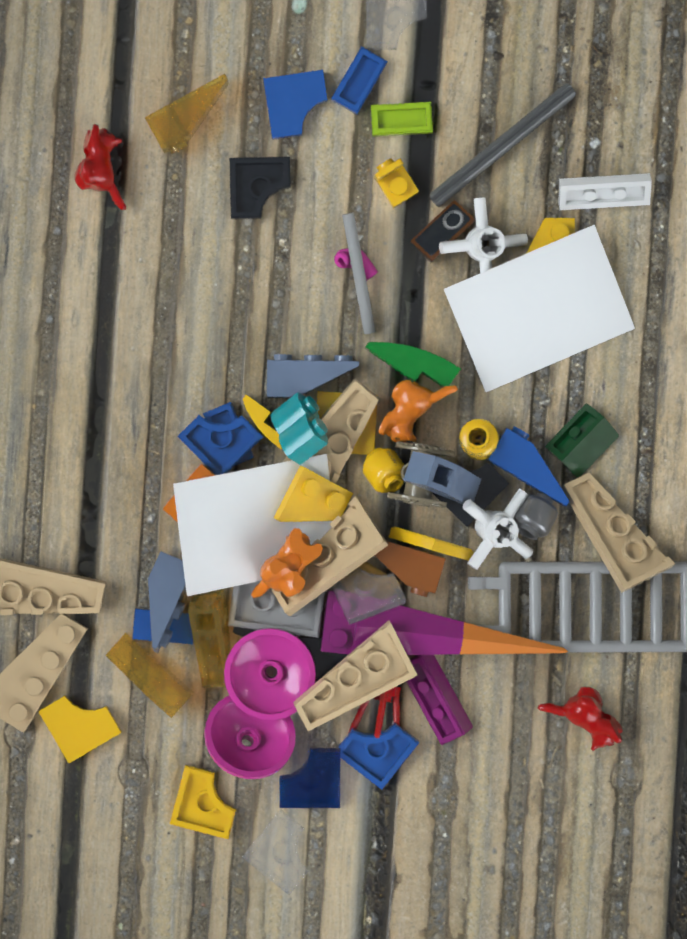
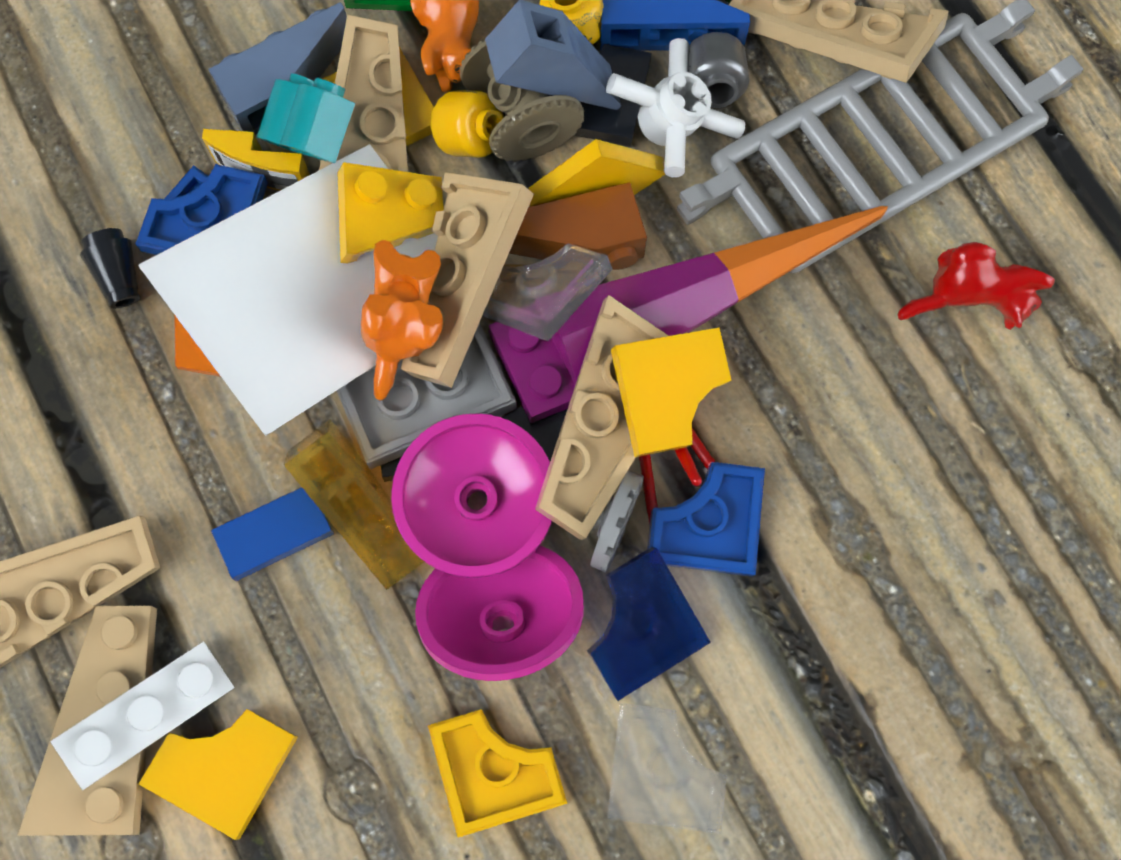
camera: 35 degrees left, 15 degrees down
(58, 683) = (142, 715): none -> white plate
(149, 675) = (293, 617): clear yellow slope -> none
(158, 436) = (112, 266): none -> black cone
(165, 597) = (246, 476): sand blue slope -> none
(329, 728) = (615, 520): none -> light grey wheel
(390, 682) = (664, 383): none -> yellow tile
(438, 699) = (765, 408): magenta slope -> none

